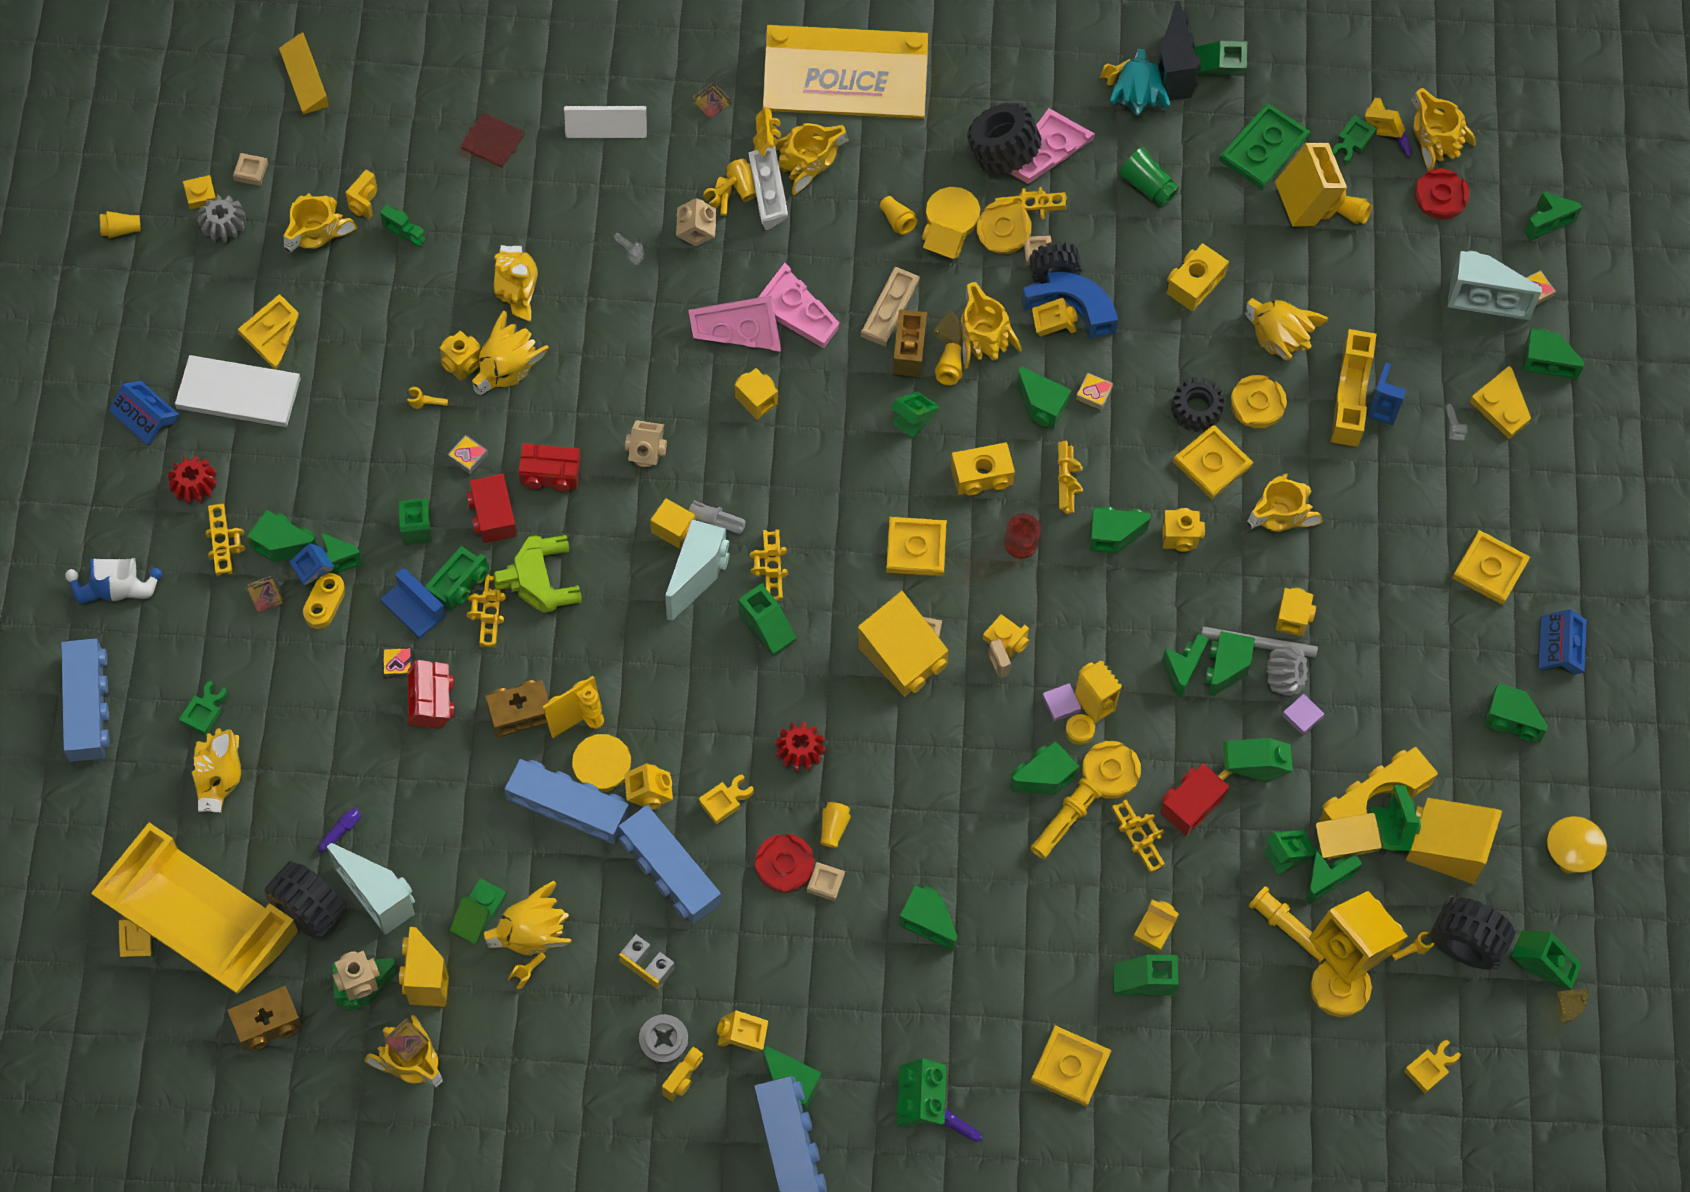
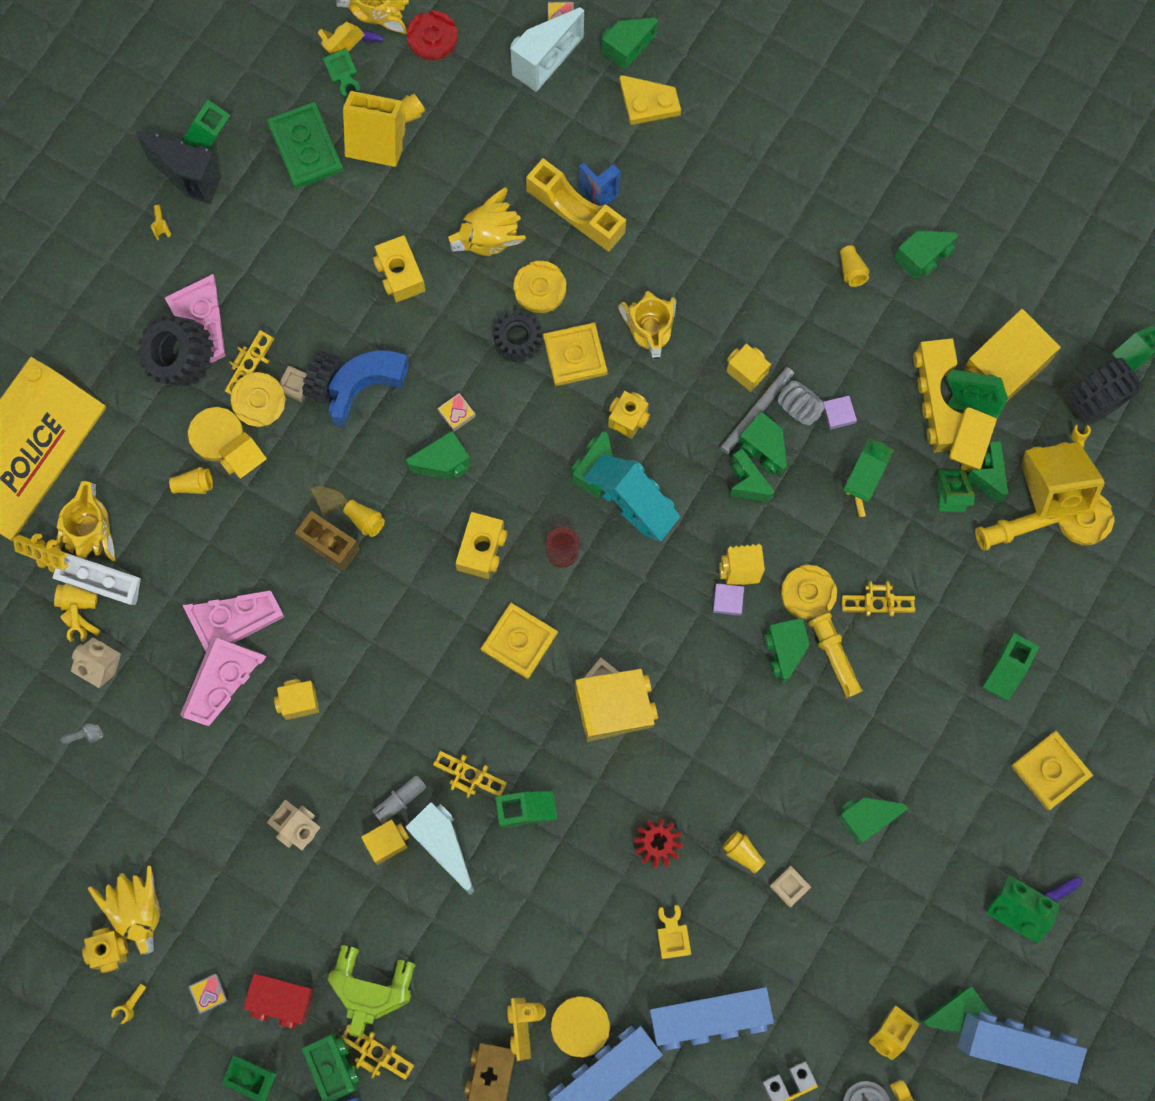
camera: 60 degrees left, 10 degrees up
(515, 279) = (55, 857): yellow piece -> none
(549, 467) = (266, 925): red brick -> none
(648, 786) = (631, 998): yellow brick -> none
(784, 863) = (755, 913): red tile -> none
(885, 313) = (276, 537): tan tile -> none
(913, 413) = (393, 573): green slope -> none
(984, 326) = (347, 469): yellow piece -> none
(999, 658) = (665, 629): tan tile -> none
(1012, 637) = (645, 611): yellow bracket -> none
(1054, 317) = (369, 406): yellow bracket -> none
(1067, 483) = (533, 484): yellow piece -> none
(1080, 729) = (760, 597): yellow tile -> none
(1104, 567) = (635, 495): none -> teal wedge
(1140, 85) = (190, 209): teal piece -> none
(1148, 177) = (283, 254): green plant -> none
(1156, 925) = (965, 633): yellow bracket -> none
(1193, 799) = (872, 541): red brick -> none
(1453, 660) = (854, 268): none -> yellow cone
(1456, 431) = (653, 150): clear hand -> none
(1491, 567) = (786, 194): yellow tile -> none
(1563, 641) = (880, 180): blue panel -> none
(1576, 844) = (1055, 270): yellow dish -> none

